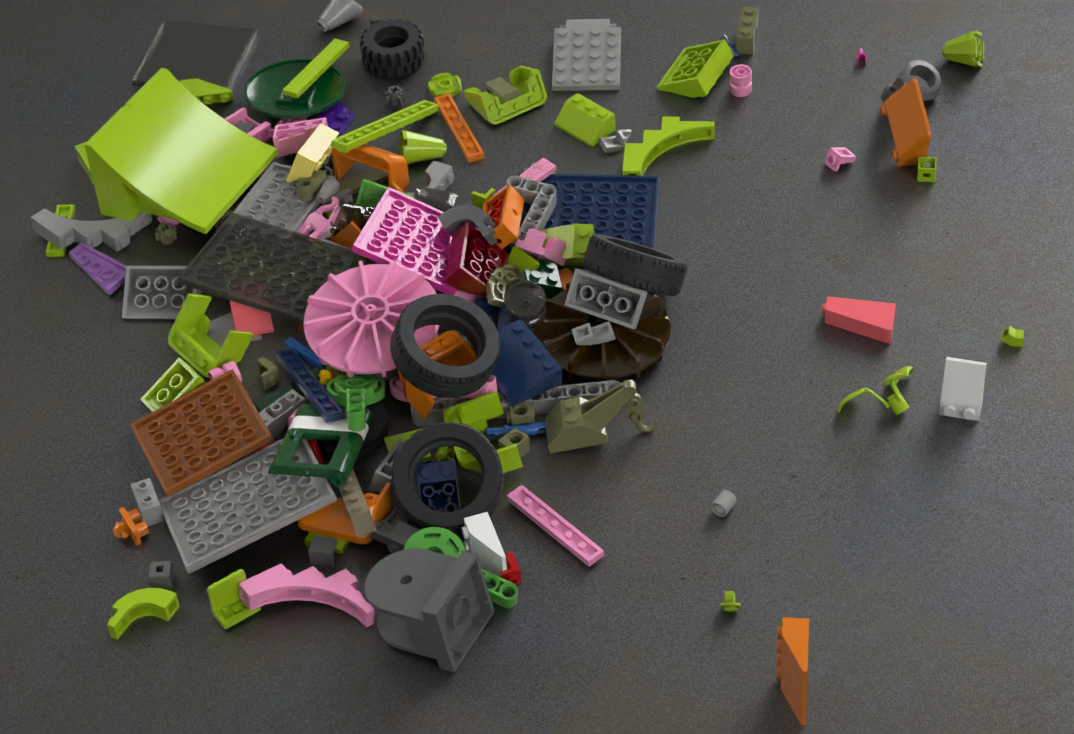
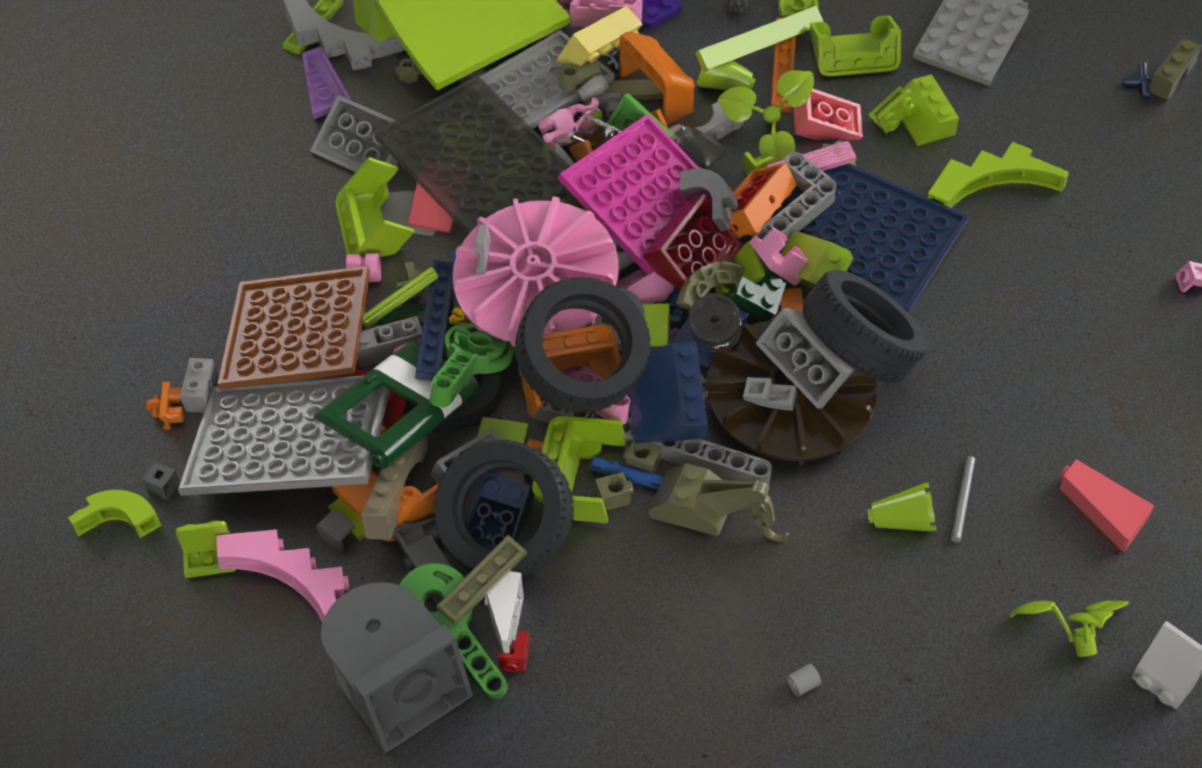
camera: 25 degrees right, 10 degrees up
(172, 384) = (311, 254): lime slope -> none
(271, 379) = (399, 297): none -> lime axle
(327, 313) = (482, 248): none -> light grey tile
(384, 126) = (682, 36): lime plate -> none
(433, 113) = (757, 39): none -> lime tile
(447, 159) = (739, 101): none -> lime plant
(463, 523) = (481, 580): none -> olive tile
(502, 89) = (854, 36): olive tile -> none
(513, 150) = (828, 118): none -> coral slope
(555, 525) = (599, 618): bright pink plate -> none
(562, 126) = (893, 109): none -> lime bracket
(615, 143) = (943, 151): light grey slope -> none
(697, 69) = (1088, 96): lime slope -> none
(730, 373) = (905, 510): none -> lime cone
(740, 80) = (1130, 130): bright pink wheel -> none
(763, 354) = (963, 499): none -> light grey bar

